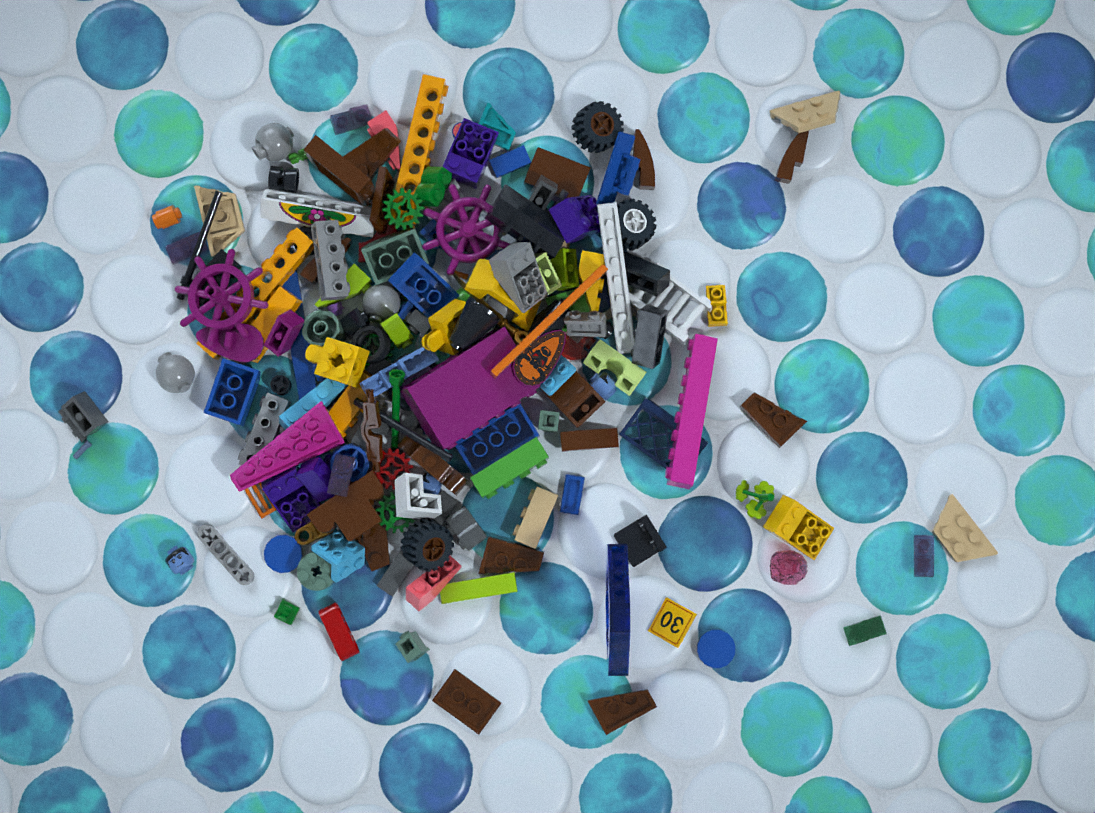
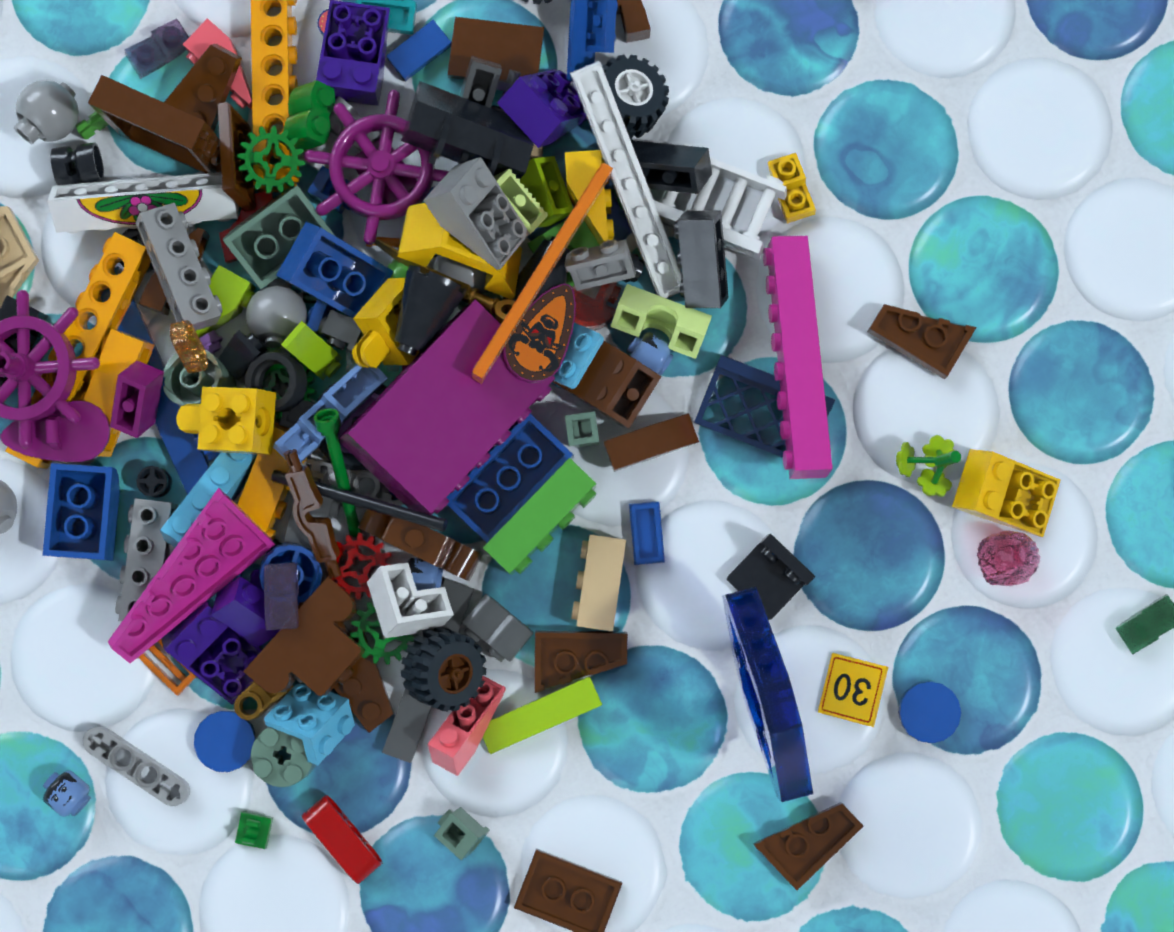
camera: 15 degrees left, 0 degrees up
(324, 310) = (188, 346): none -> clear orange beam

